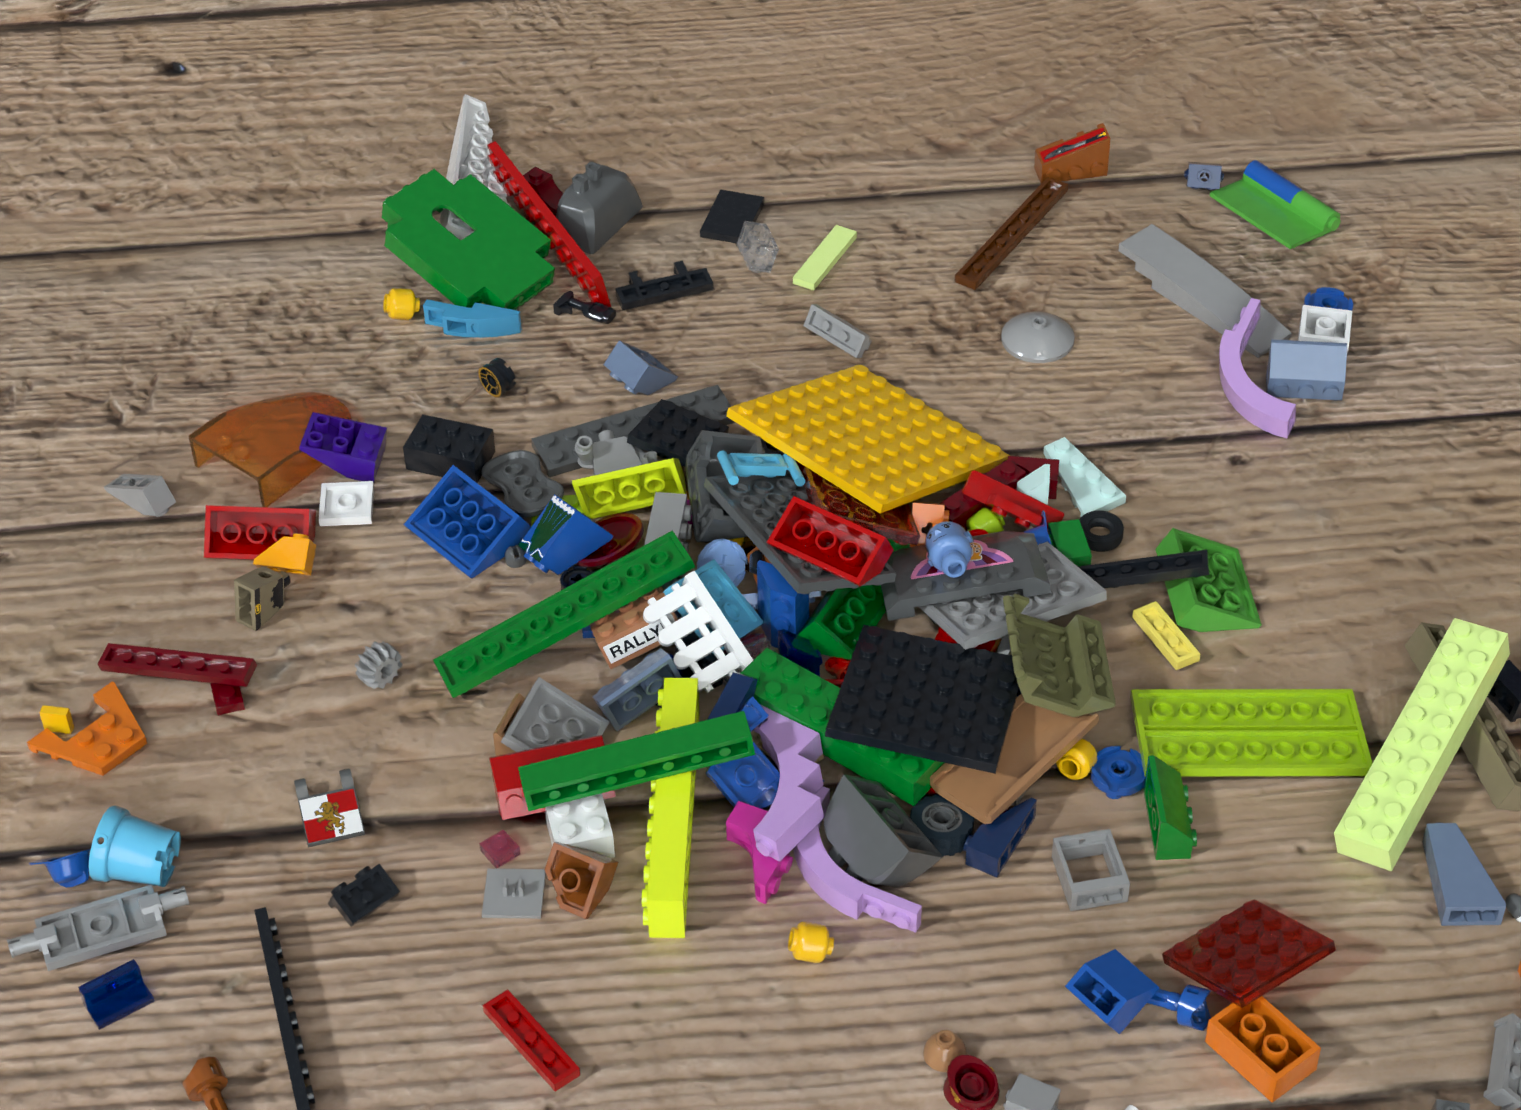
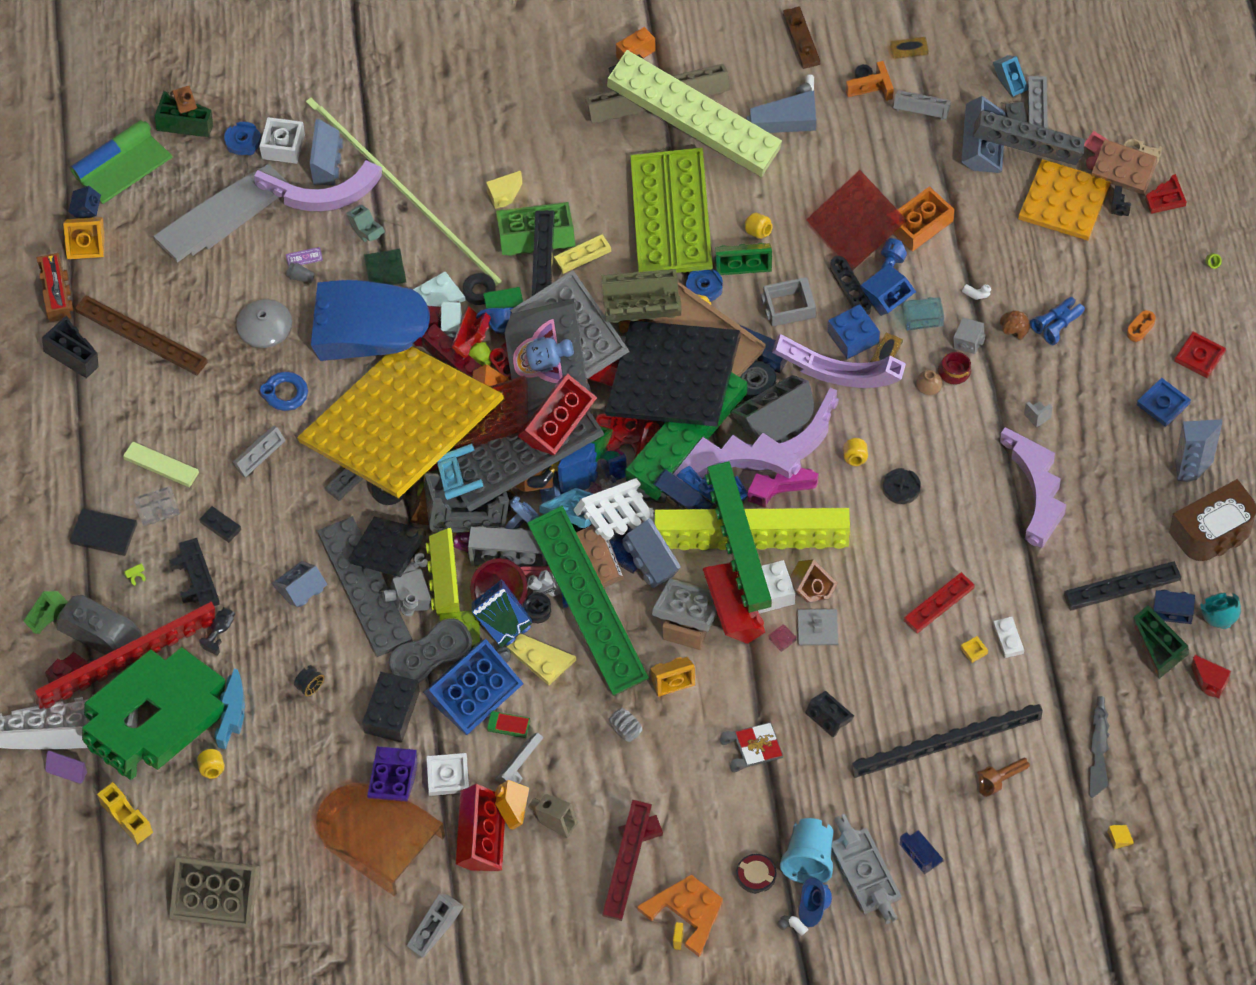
camera: 90 degrees left, 15 degrees up
(46, 838) = (792, 921): none -> arm
(137, 799) = (756, 873): none -> tile
(236, 312) = (214, 891): none -> dark tan slope
(333, 559) = (510, 770): none -> light grey hinge
(362, 232) = (121, 811): none -> yellow arch
(409, 562) = (508, 724): none -> tile
(441, 1081) = (974, 649): none -> yellow plate
(449, 715) = (673, 676): none -> light orange slope
(503, 593) = (541, 658): none -> light yellow wing
(634, 169) = (45, 610): none -> bright green arch
(668, 239) = (133, 572): none -> lime tile
(736, 307) = (220, 524): none -> black plate
(750, 1006) = (901, 486): none -> black tile
(928, 339) = (284, 405): none -> blue piece
(952, 950) = (839, 372): none -> lavender arch
(988, 173) = (70, 348): none -> black wedge
(1004, 996) = (888, 347): none -> clear yellow tile
(1032, 407) = (366, 319): none -> blue windscreen
(1035, 947) = (853, 331): none -> blue brick
(1075, 1044) = (923, 313): none -> clear light blue brick
(1114, 360) = (299, 273): none -> dark grey cone
(1127, 947) = (847, 287): none -> black beam
(1130, 441) = (385, 267): none -> clear green plate
(1145, 370) = (305, 256): none -> medium lavender sticker
(1156, 180) = (84, 238): none -> light orange slope
(1196, 413) = (364, 224): none -> sand green brick
(1233, 835) = (758, 225): none -> yellow head
(1260, 460) = (405, 191): none -> yellowish green piece
(1271, 552) = (504, 189): none -> light yellow slope
(1350, 246) = (194, 122): none -> dark green wedge
(1364, 230) = (184, 99): none -> dark orange bracket

